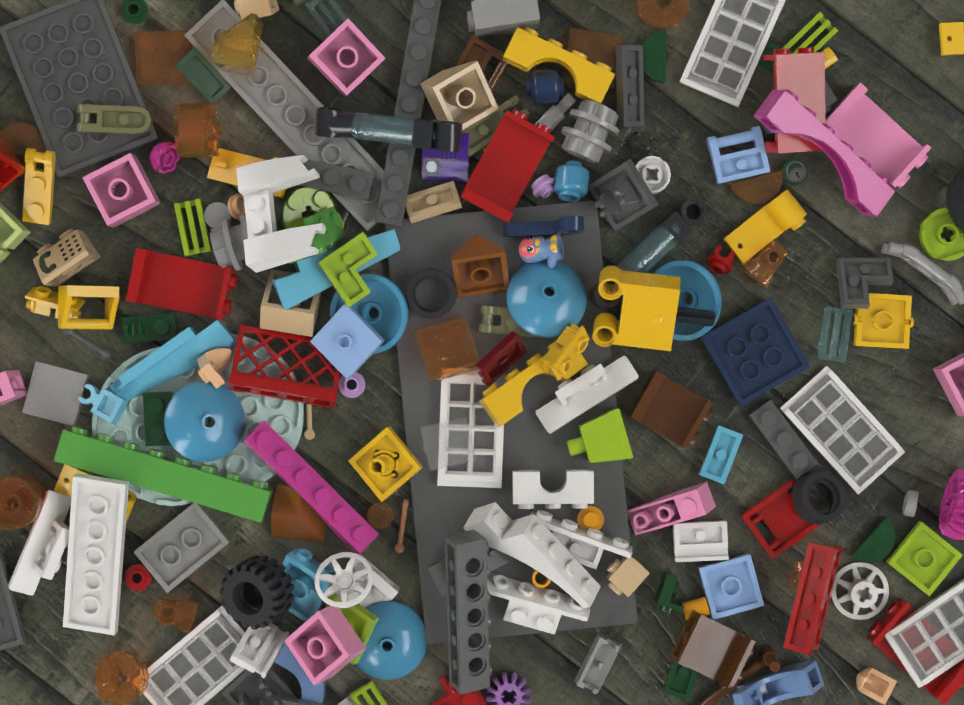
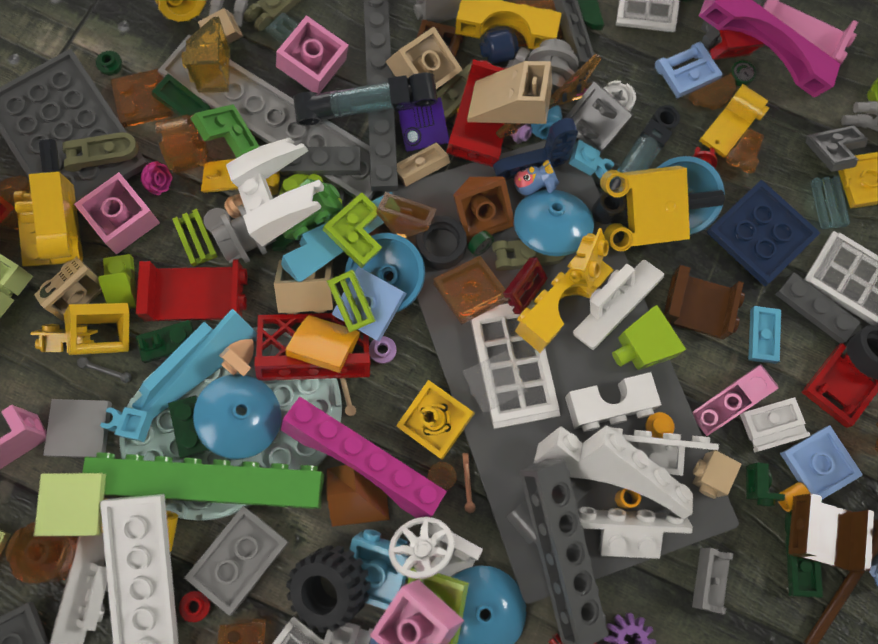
camera: 20 degrees left, 15 degrees down
(45, 470) = (70, 504): none -> yellowish green tile
(62, 184) = (52, 209): none -> yellow piece
(113, 258) = (119, 280): none -> lime slope
(247, 121) = (225, 123): none -> bright green plate
(296, 371) = (322, 343): none -> light orange slope
(326, 317) = (342, 279): none -> lime tile
(401, 263) = (404, 215): none -> clear orange slope
(469, 303) = (480, 243): none -> dark green tile
(536, 162) = (513, 95): none -> tan slope
(601, 163) = (569, 91): none -> clear orange piece
(601, 237) = (588, 161): none -> medium azure plate

